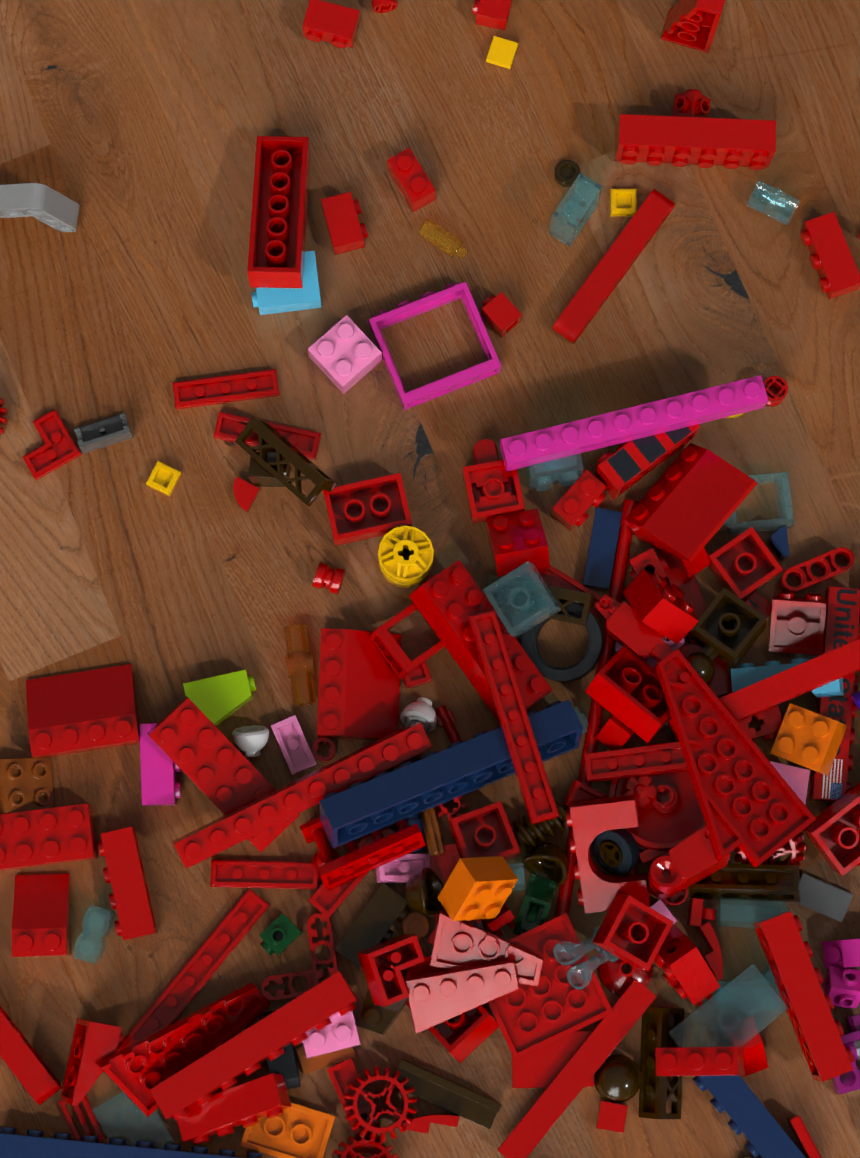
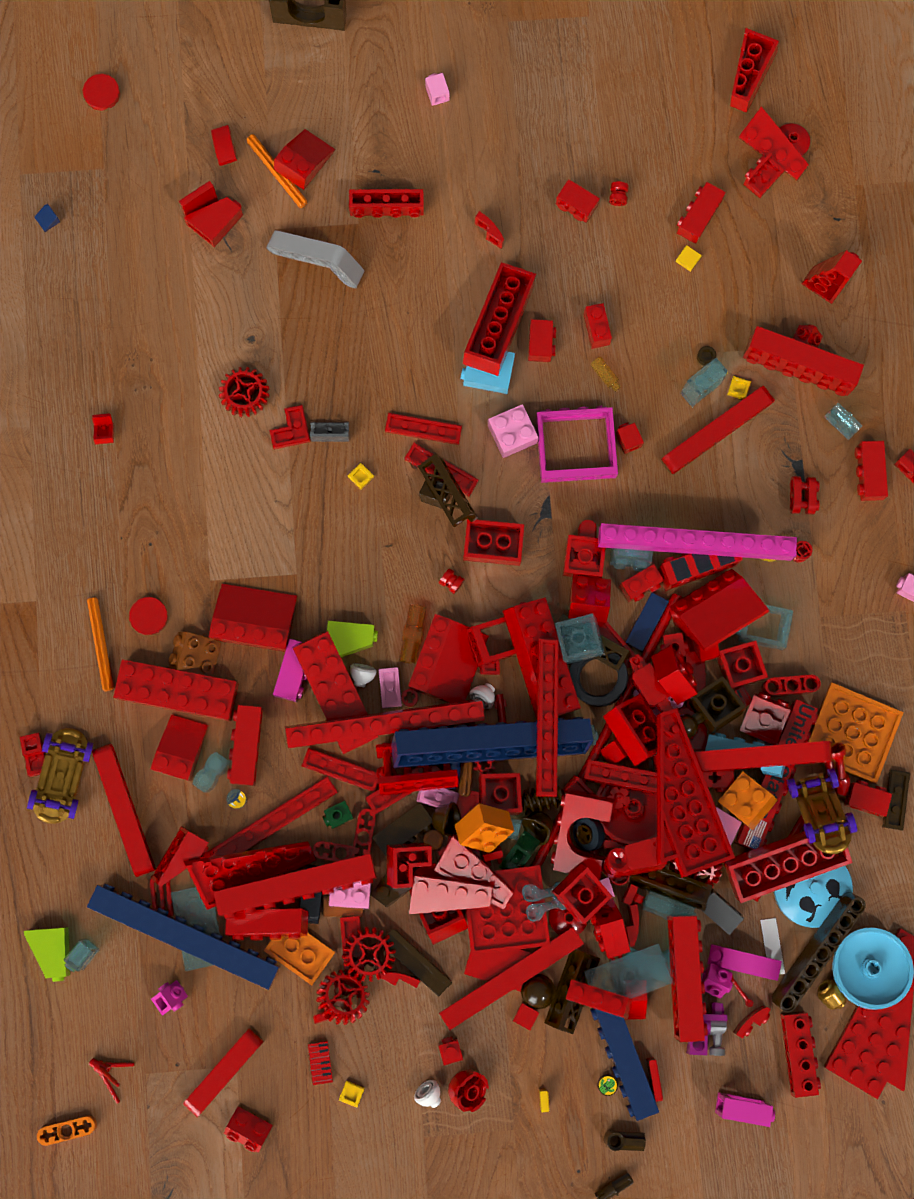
camera: 15 degrees right, 0 degrees up
(79, 105) = (386, 202): none -> red brick
(138, 958) = (236, 799): none -> tile
(234, 101) = (493, 233): none -> red slope
(245, 493) = (413, 504): red tile -> none
(394, 567) = (507, 594): yellow wheel -> none
(759, 303) = (811, 488): none -> red brick
(779, 543) = (771, 658): dark blue slope -> none

